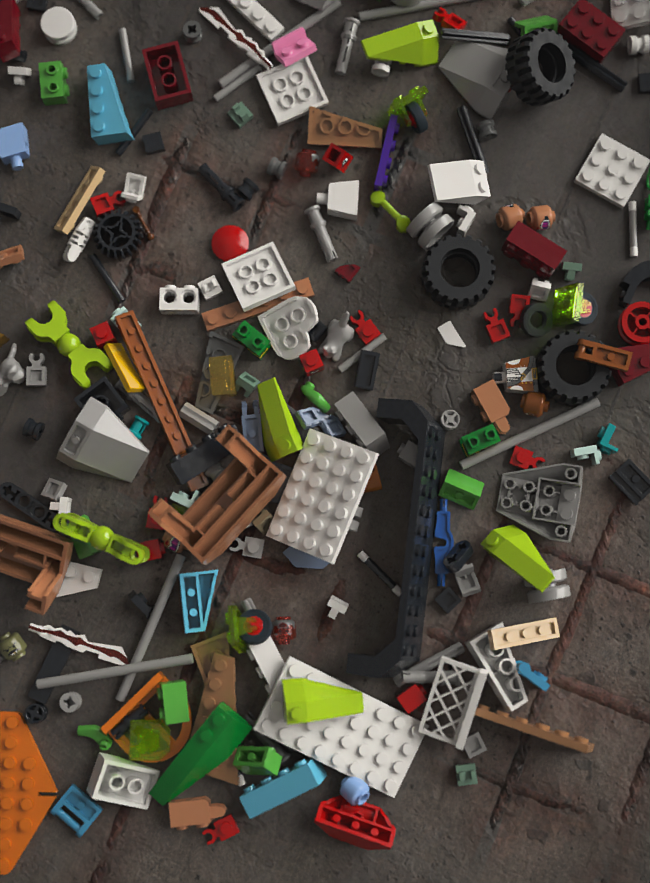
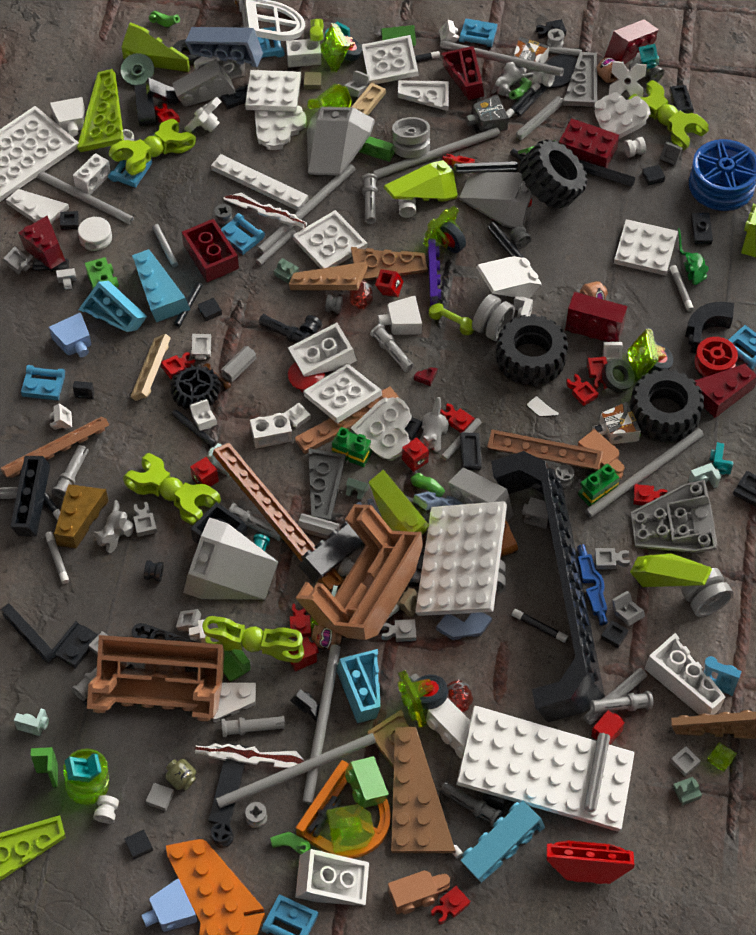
camera: 15 degrees left, 25 degrees down
(56, 123) = (113, 307): none -> medium azure wedge
(78, 239) = (157, 401): white hinge -> none
(79, 610) = (242, 726): none -> light grey pin
(117, 268) = (203, 415): none -> white bracket
(124, 367) = (232, 495): yellow tile -> none
(166, 216) = (238, 363): none -> light grey axle
(200, 62) = (237, 238): none -> dark azure plate
(204, 752) = (411, 821): green wedge -> none
(222, 375) = (333, 478): clear yellow panel -> none
(250, 224) = (323, 351): none -> white slope
(257, 760) = (469, 817): bright green brick -> none
(280, 138) = (332, 278): none -> medium nougat wing
(293, 47) = (320, 207): bright pink bracket -> none
(315, 701) = (511, 740): lime wedge -> none
(337, 605) = (506, 661): white tile -> none
(354, 790) = (578, 828): light blue head -> none
(386, 745) = (597, 772): none -> light grey axle
(438, 390) = (546, 449): none -> nougat plate
(458, 556) = (612, 589): black beam -> none
(461, 489) = (595, 534): bright green panel -> none
(464, 520) = (607, 558): none -> light grey plate
(469, 708) = (669, 719): white fence -> none
(508, 748) = (721, 757): none -> clear neon green tile
(509, 216) = (562, 298): nougat head -> none
(523, 633) = (699, 639): tan plate -> none
(534, 403) = (640, 444): dark orange head -> none
(570, 269) = (635, 328): sand green tile -> none
(603, 355) = (690, 380): dark orange plate -> none

